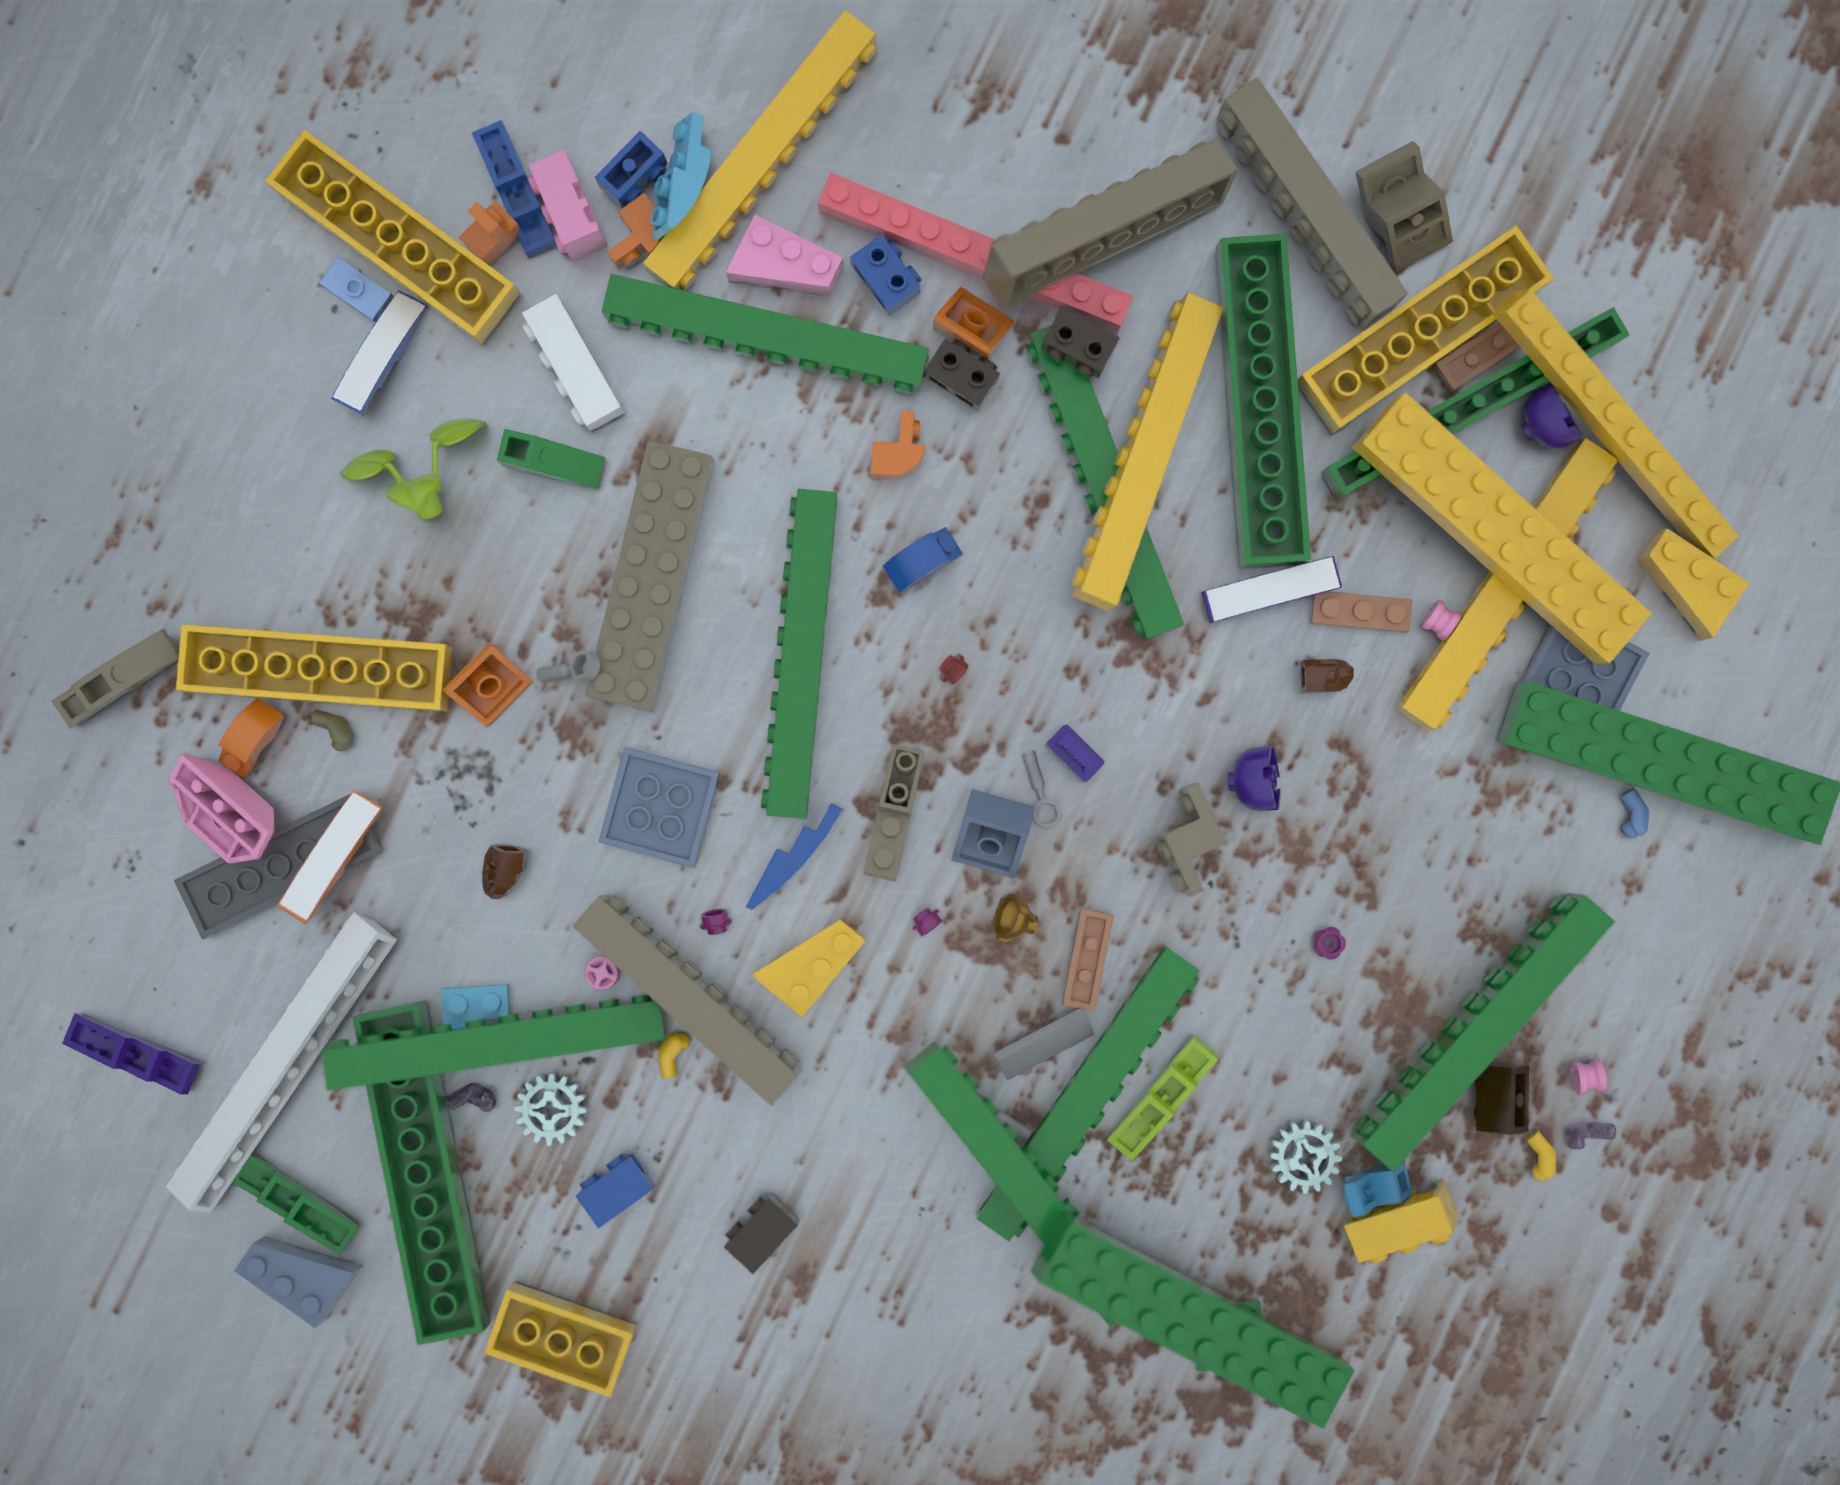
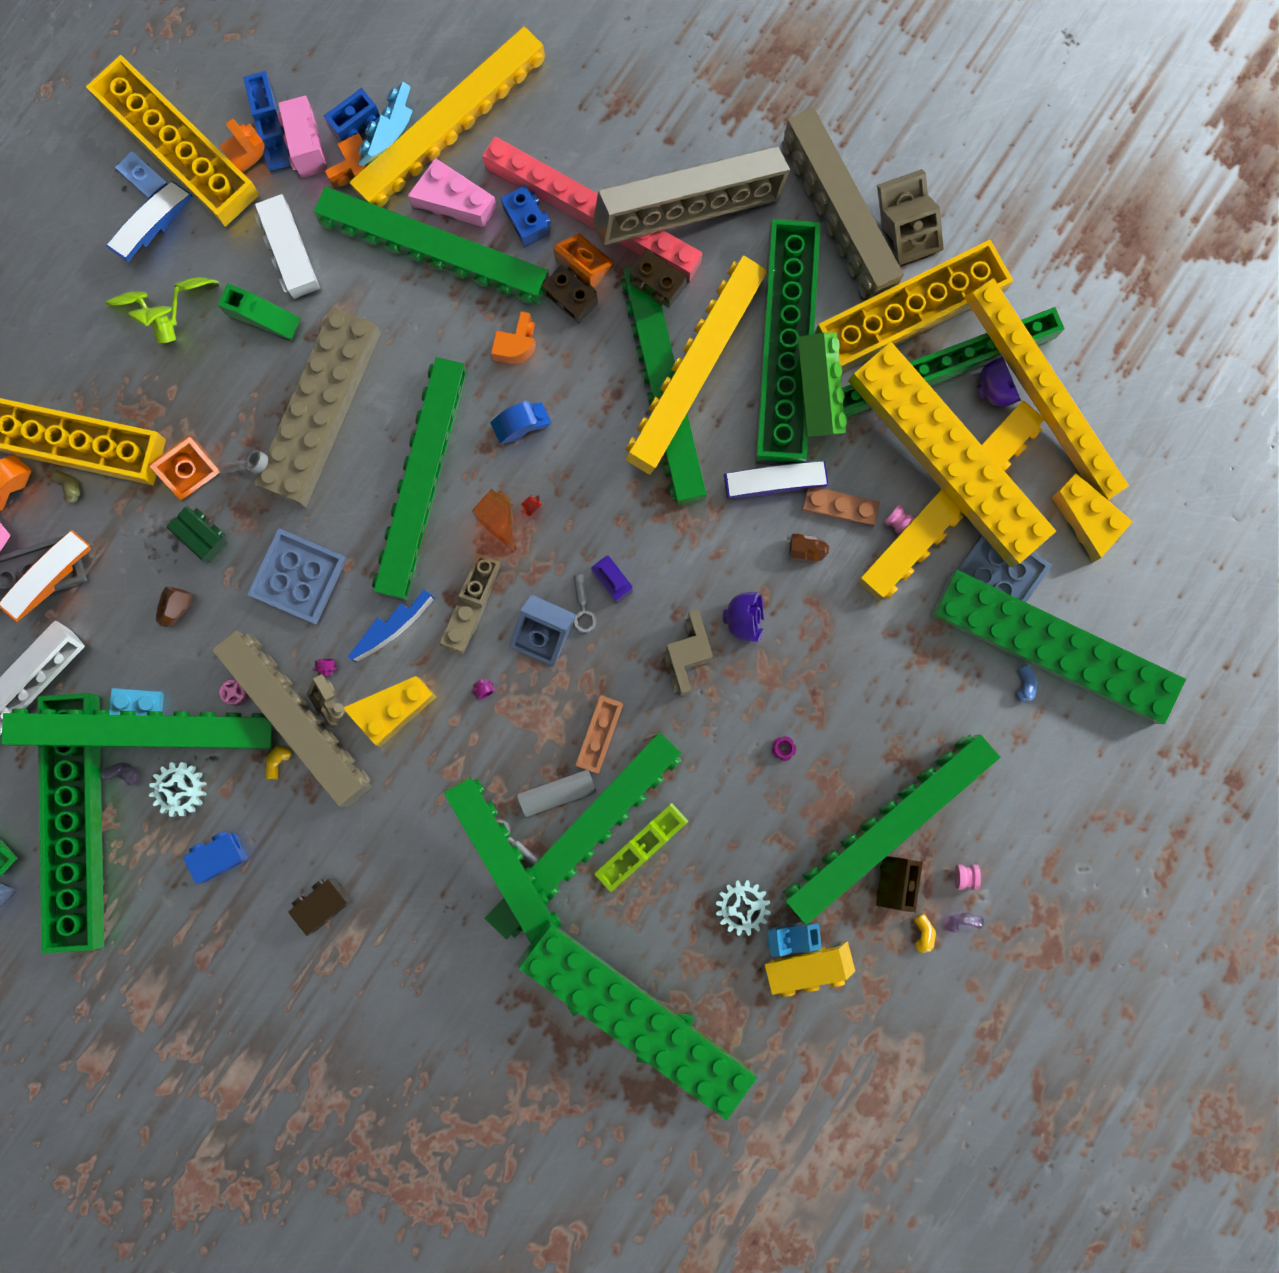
camera: 10 degrees right, 5 degrees down
(519, 770) = (197, 534): none -> dark green brick
(560, 1339) = (153, 966): yellow brick -> none
(722, 965) = (321, 695): none -> dark tan plate
(914, 694) = (497, 517): none -> clear orange slope
(1013, 918) = (548, 696): pearl gold piece -> none
(1320, 459) = (822, 384): none -> bright green brick
(1476, 356) = (951, 332): nougat plate -> none

